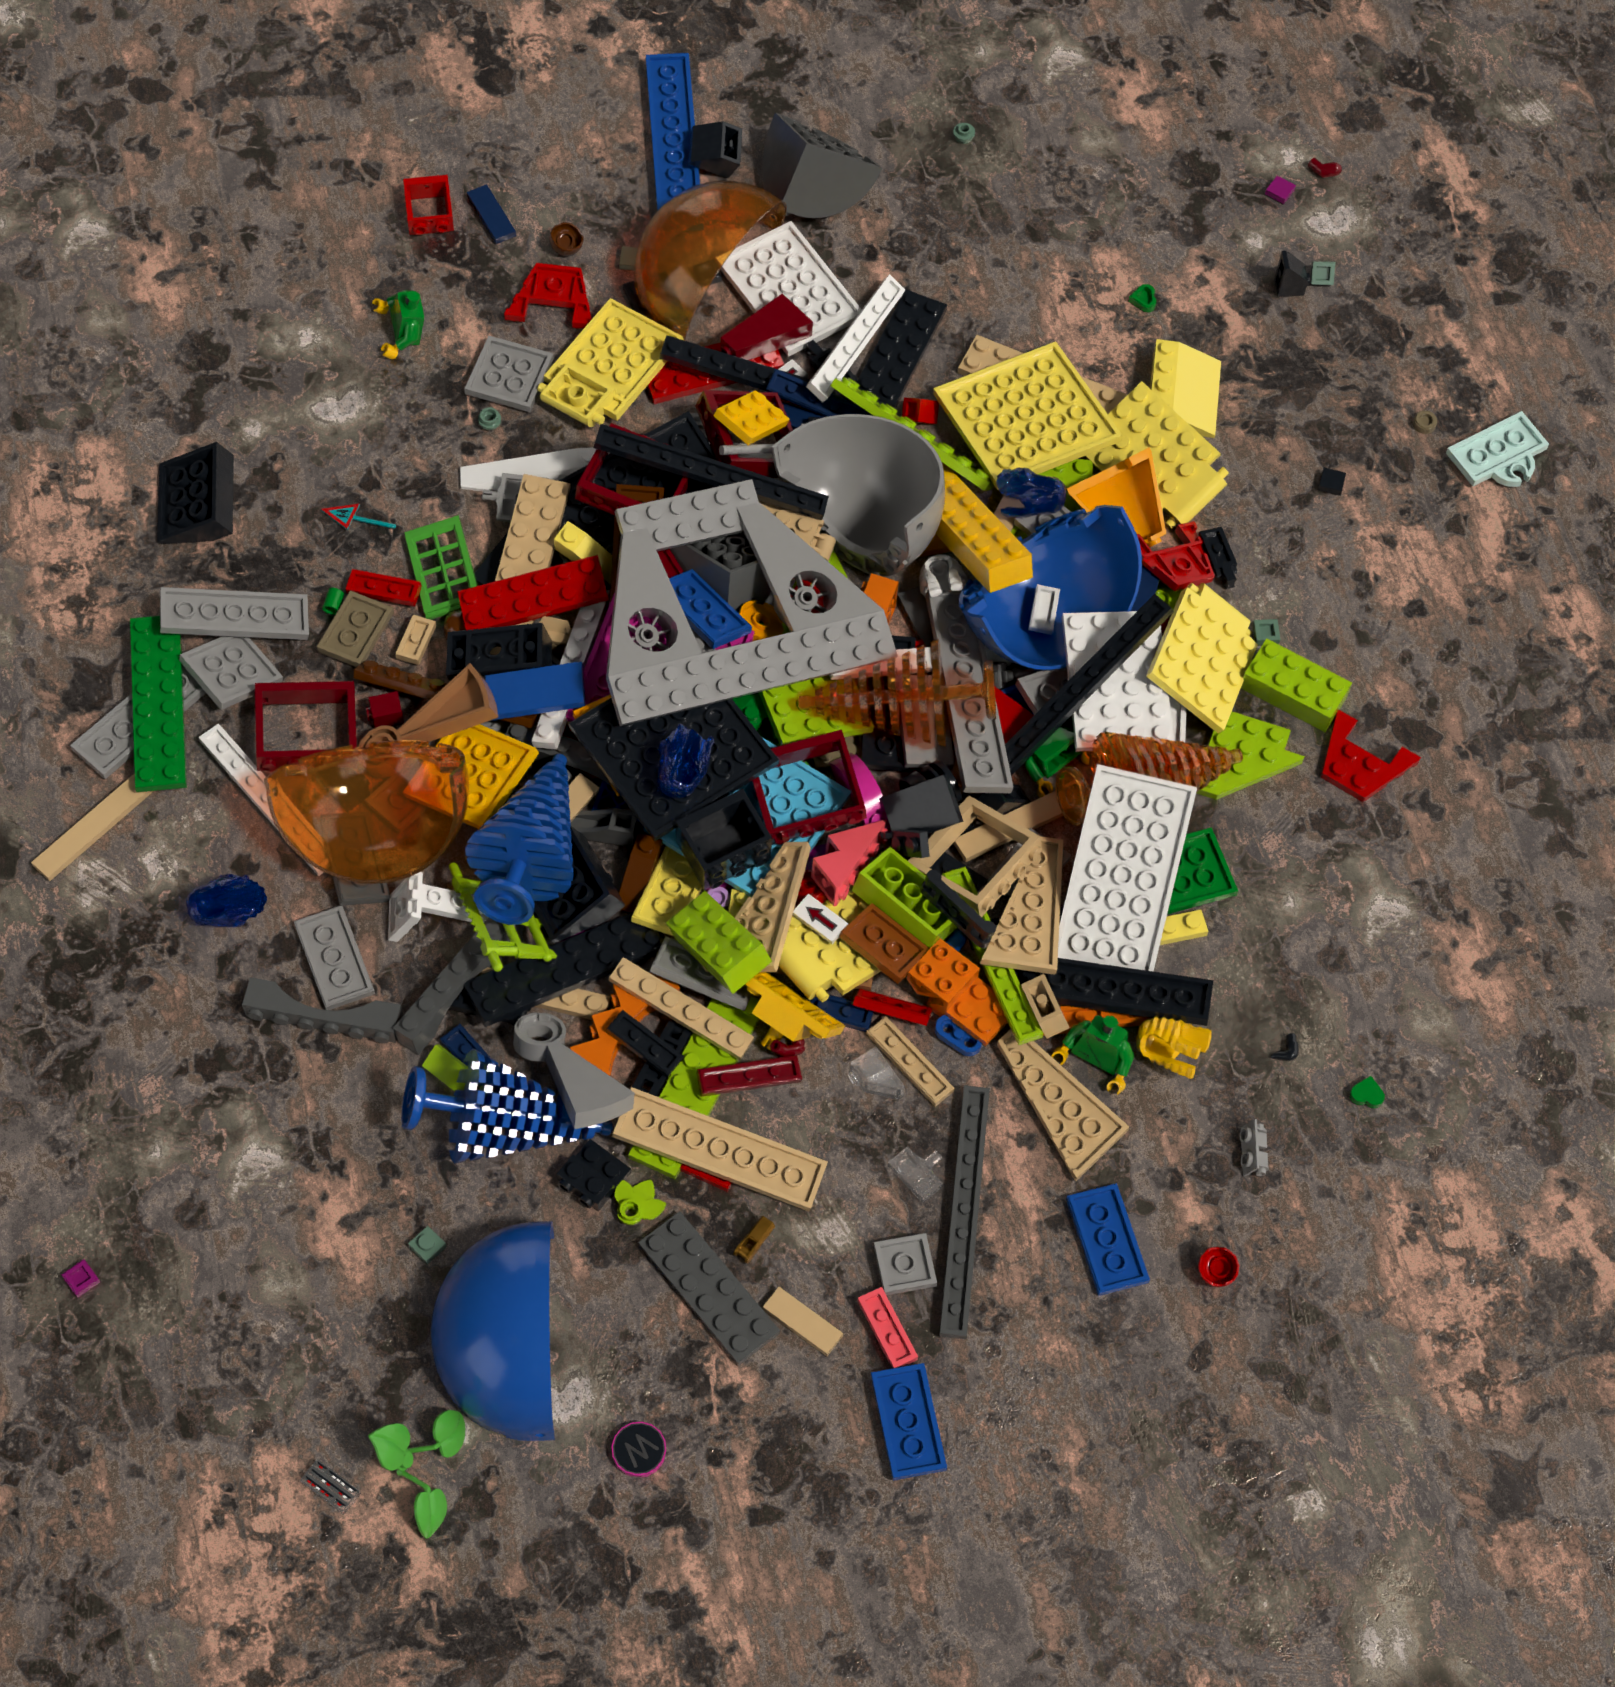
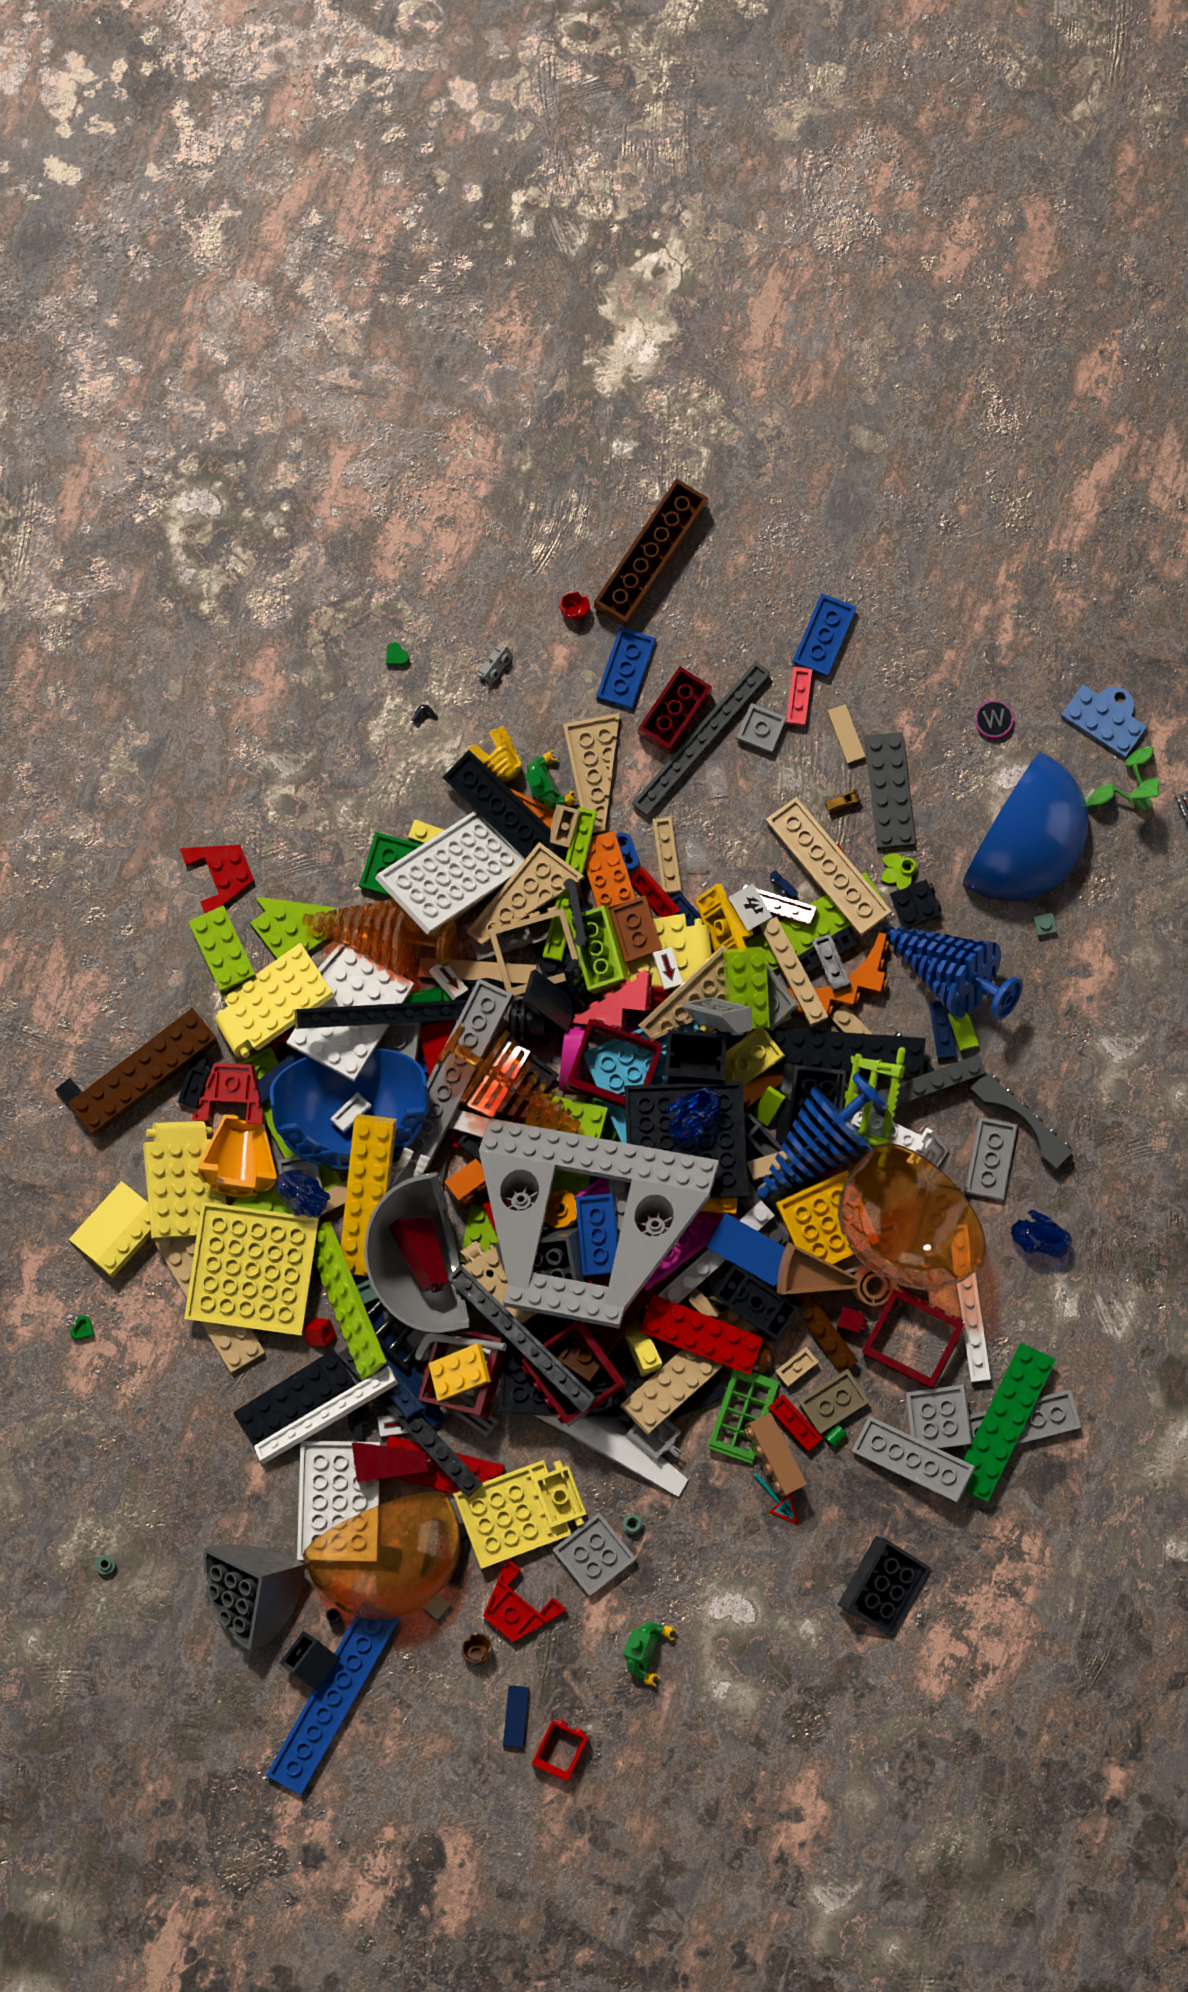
camera: 140 degrees left, 15 degrees up
(89, 829) = (1100, 1357): tan tile -> none
(382, 537) = (775, 1455): none -> medium nougat brick
(502, 1538) = (1105, 718): none -> medium blue plate
(585, 1090) = (892, 944): light grey piece -> none
(614, 860) = (768, 1106): none -> lime tile
(727, 883) = (721, 1015): none -> light grey slope
(754, 1102) = (785, 887): none -> dark blue plate
(775, 1040) = (750, 907): none -> white tile
(873, 507) = (421, 1250): none -> dark red slope
(1029, 1205) = (670, 699): none -> dark red brick
(1038, 784) = (448, 981): none -> white tile
(1178, 1385) = (651, 553): none -> reddish brown brick
(1266, 629) = (209, 1003): sand green plate -> none
(1276, 532) = (143, 1072): none -> reddish brown brick

